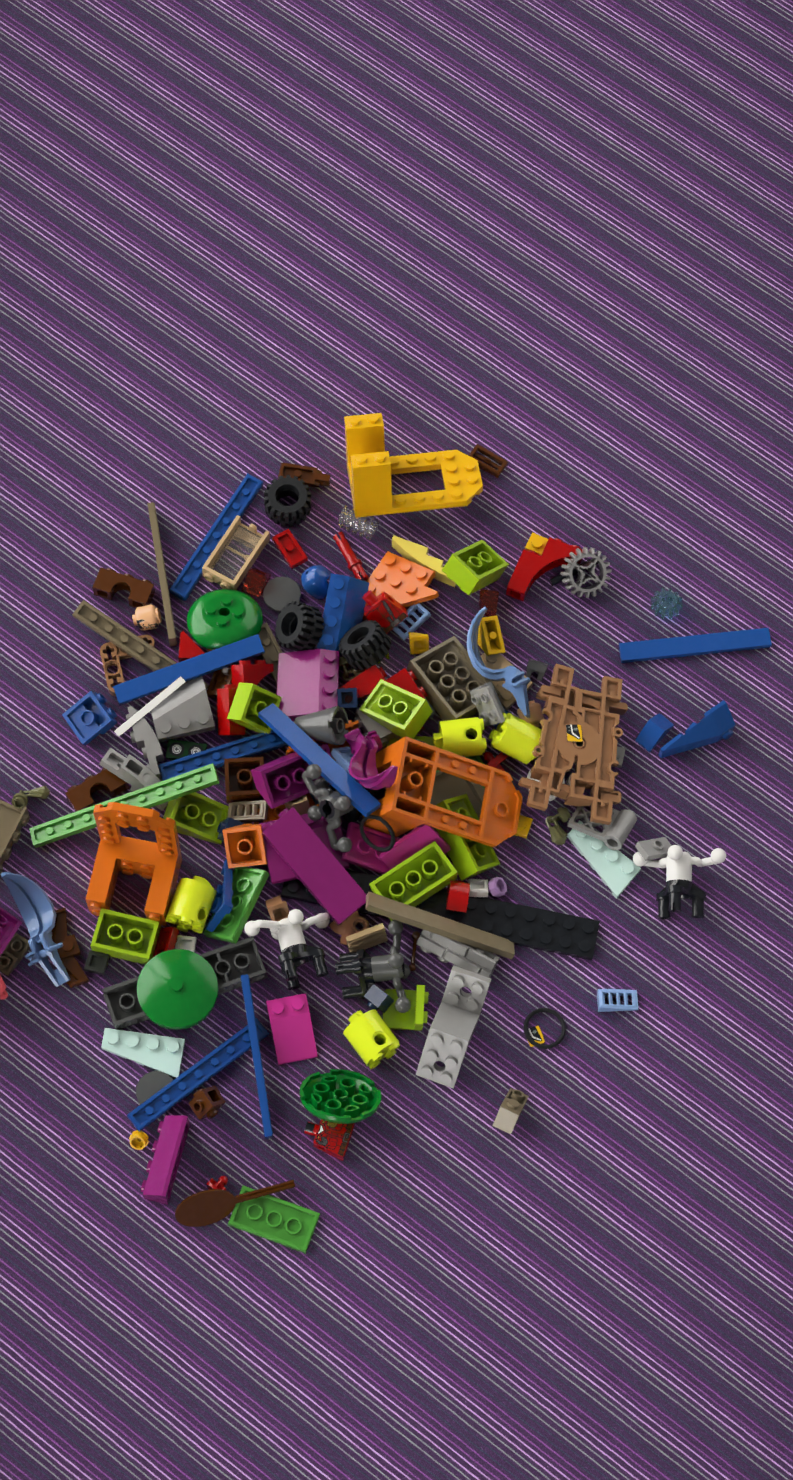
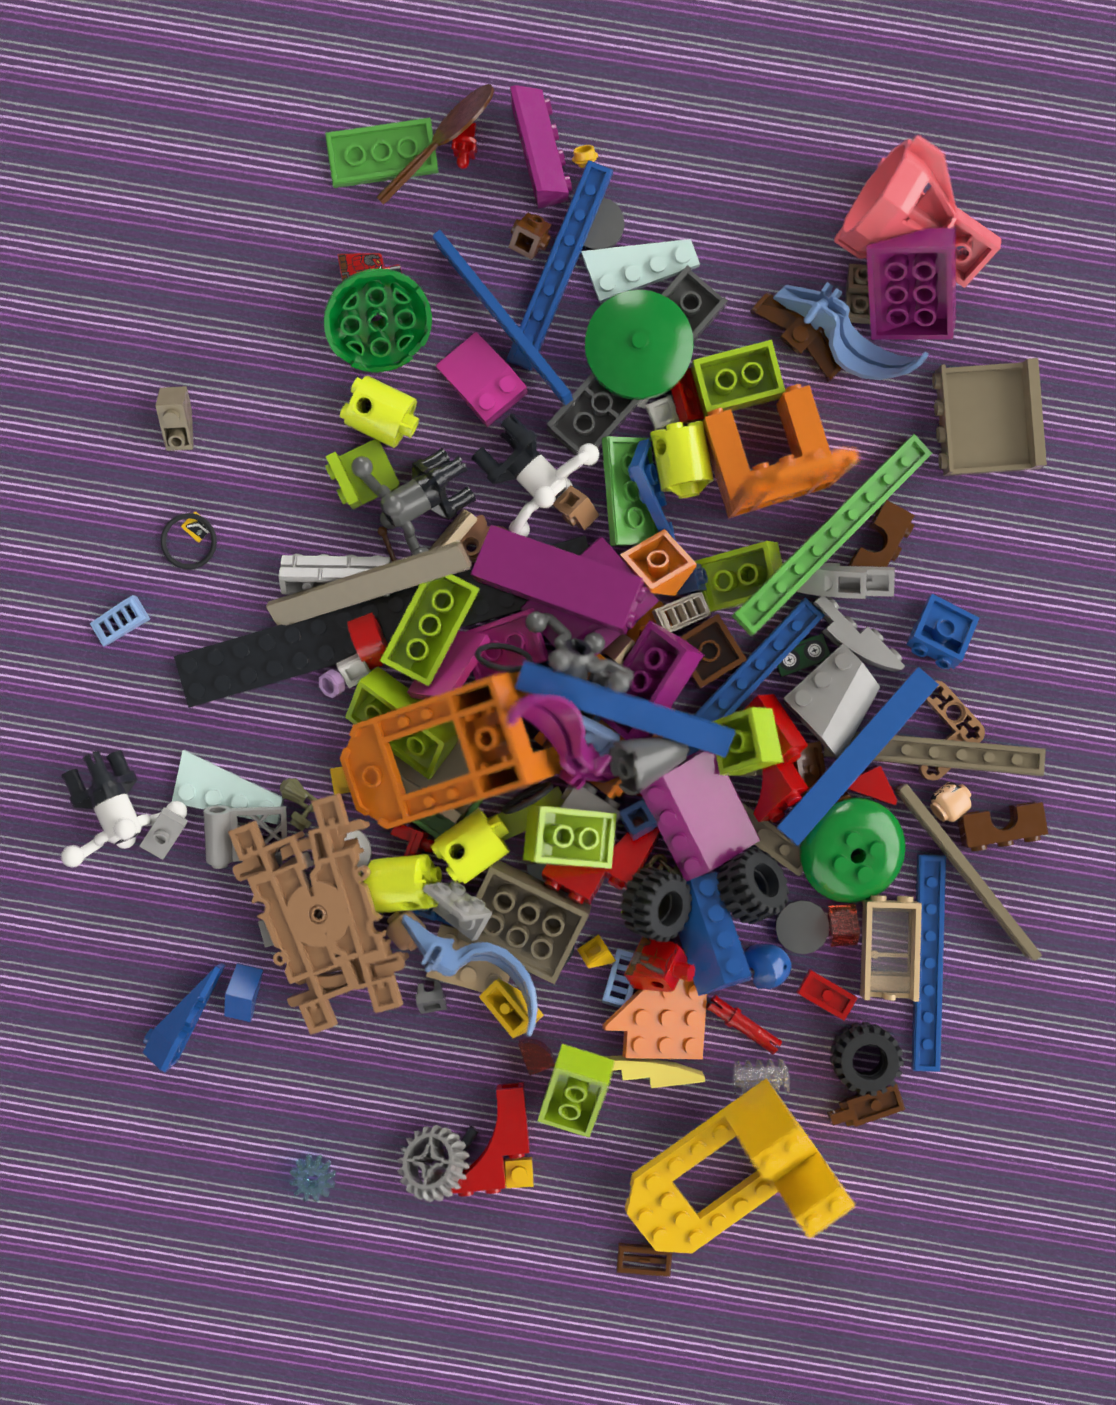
camera: 155 degrees right, 20 degrees up
(20, 799) = (963, 480): olive piece -> none
(96, 962) = (753, 332): pearl dark grey plate -> none
(148, 707) = (877, 681): white sticker -> none
(378, 999) = (398, 464): plate -> none
(453, 1026) = (288, 474): light grey bracket -> none
(574, 733) = (330, 923): sticker -> none
(694, 645) = (250, 1140): blue tile -> none

